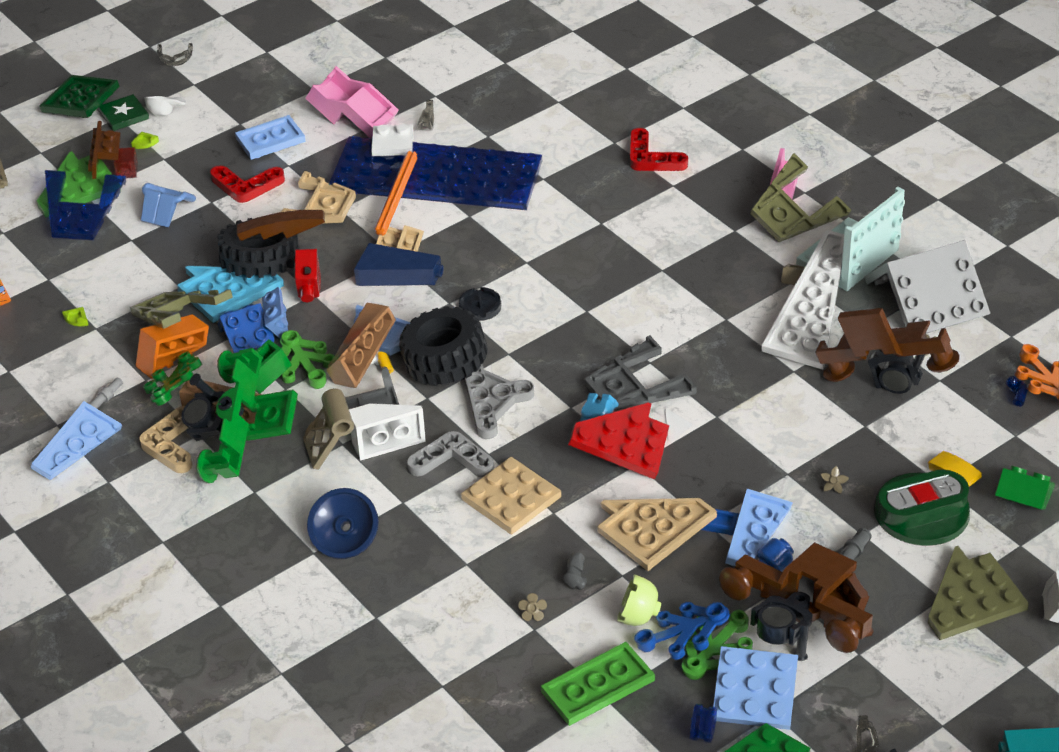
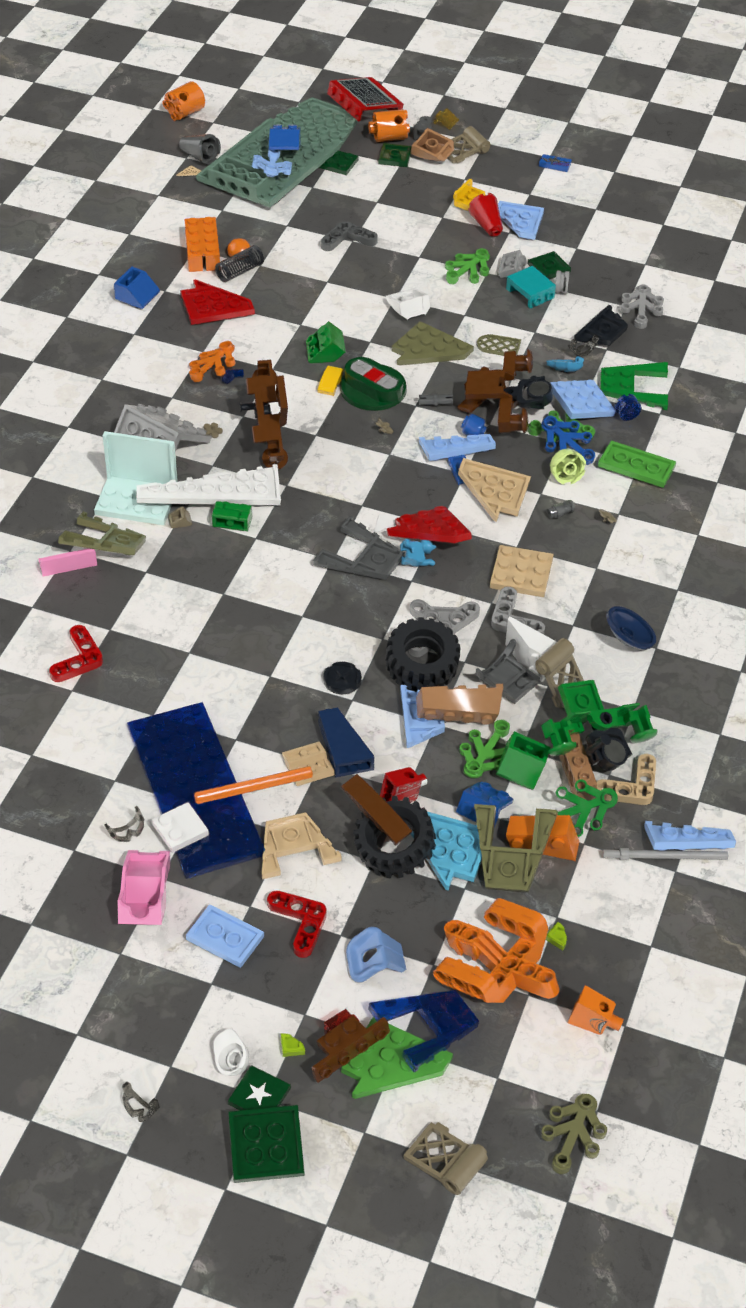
camera: 125 degrees left, 5 degrees up
(100, 267) = (508, 968): none -> orange piece
(275, 312) = (459, 781): medium blue bracket -> none
(763, 303) = (232, 516): none -> green brick
(841, 709) = (566, 365): none -> dark azure arm
(918, 687) = (501, 339): none -> olive window

